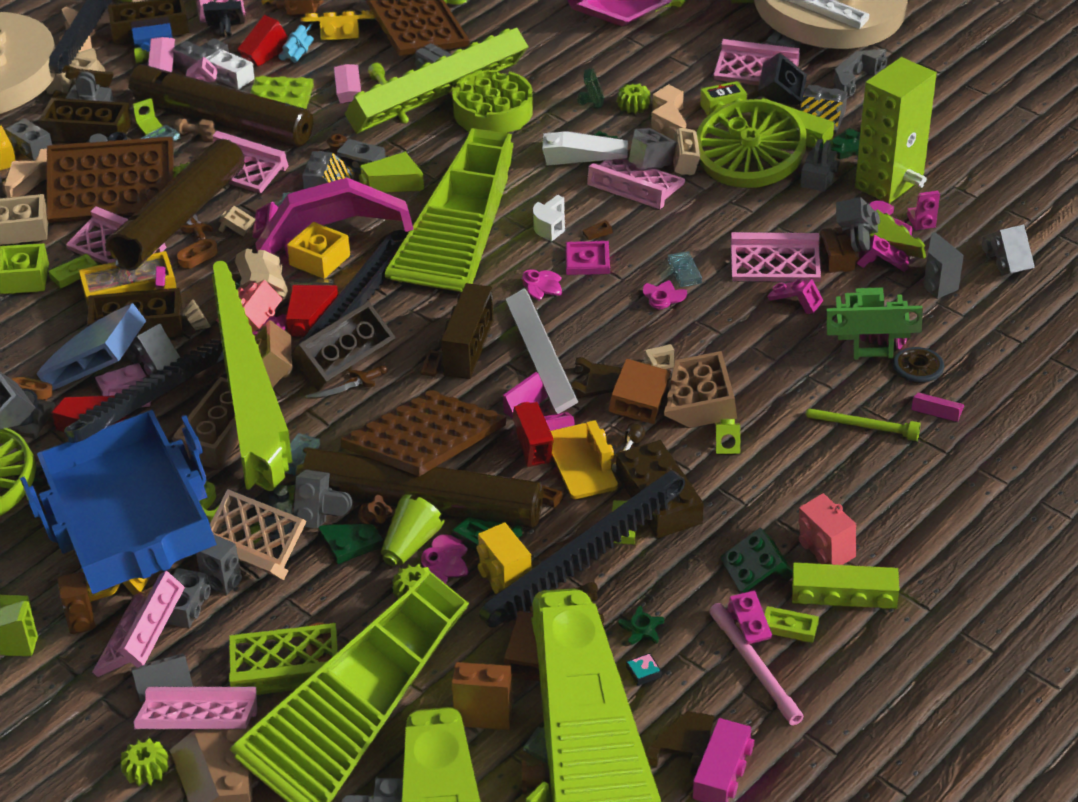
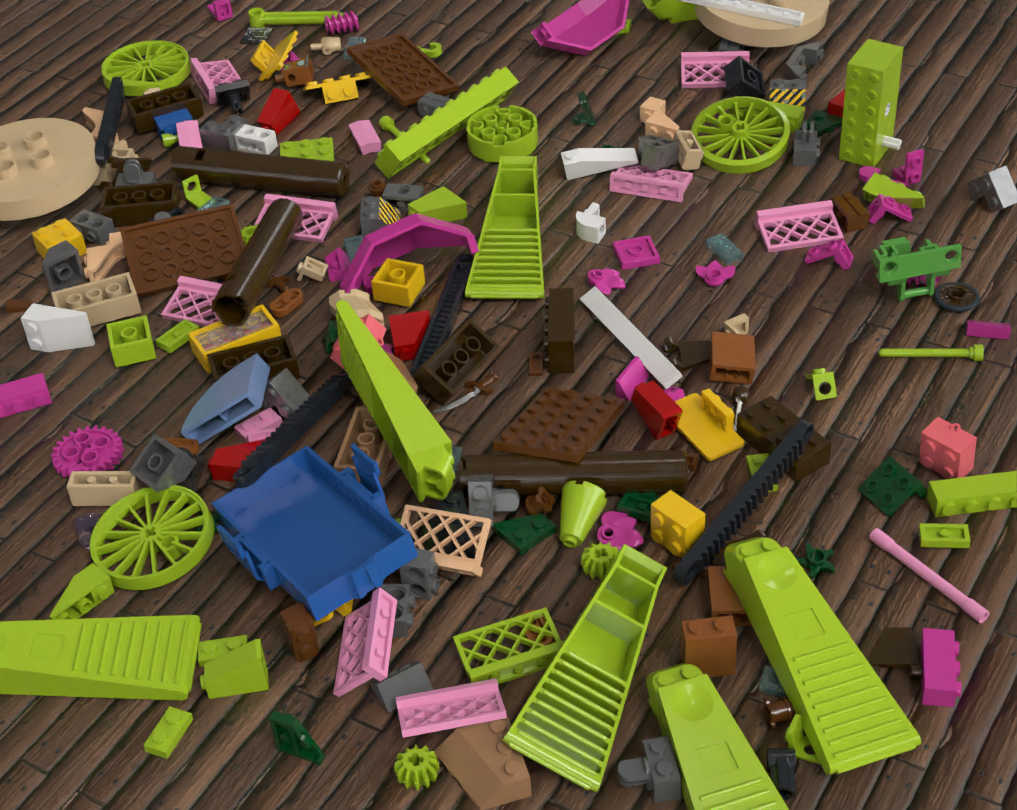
camera: 10 degrees left, 0 degrees up
(31, 709) = (294, 739): none -> dark green wing
(160, 277) = (268, 328): dark pink tile -> none
(196, 316) = (308, 357): tan piece -> none
(202, 70) = (232, 143): bright pink brick -> none
(204, 128) = (253, 193): medium nougat hinge -> none
(296, 44) = (306, 111): medium azure piece -> none
(304, 281) = (387, 313): clear smoke piece -> none
(598, 230) = (635, 228): reddish brown piece -> none
(633, 98) = (622, 112): lime gear -> none
(643, 669) = (835, 597): tile -> none
(700, 391) = (787, 348): medium nougat wedge -> none
(721, 95) = (695, 101): lime brick -> none
(750, 616) = (911, 534): dark pink bracket -> none
(857, 221) = (864, 183): dark grey brick -> none
(942, 267) = (945, 211): dark grey slope -> none

